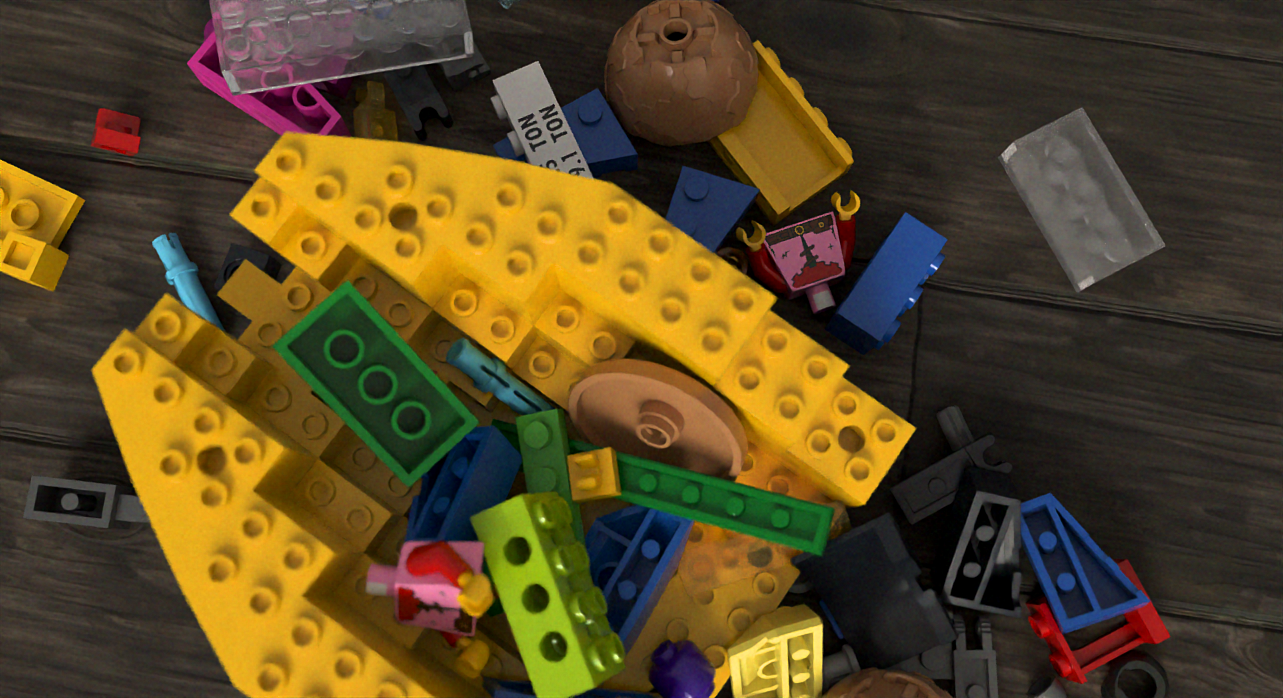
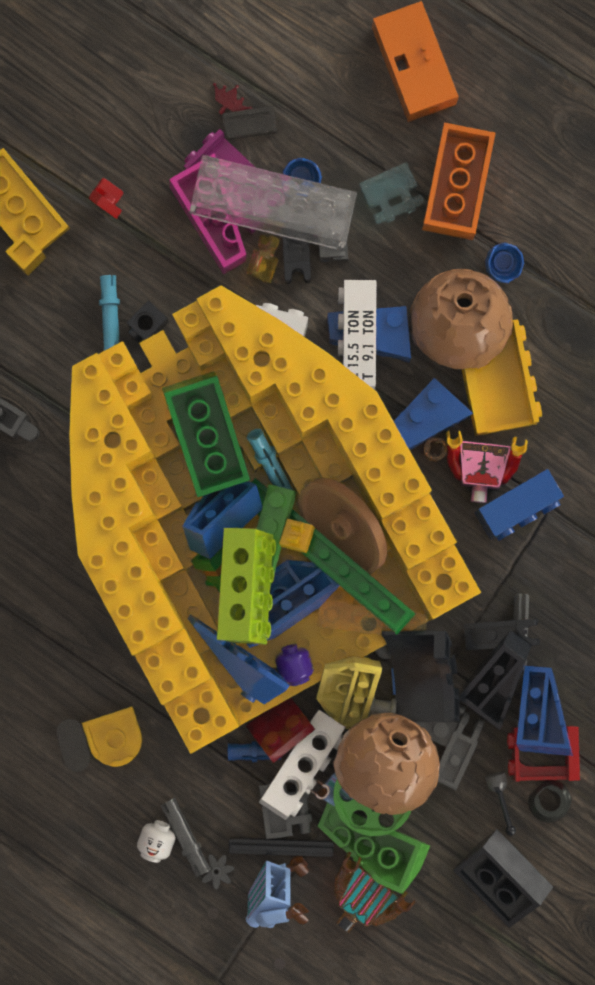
camera: 25 degrees right, 5 degrees up
(442, 590) = (192, 558): torso -> none

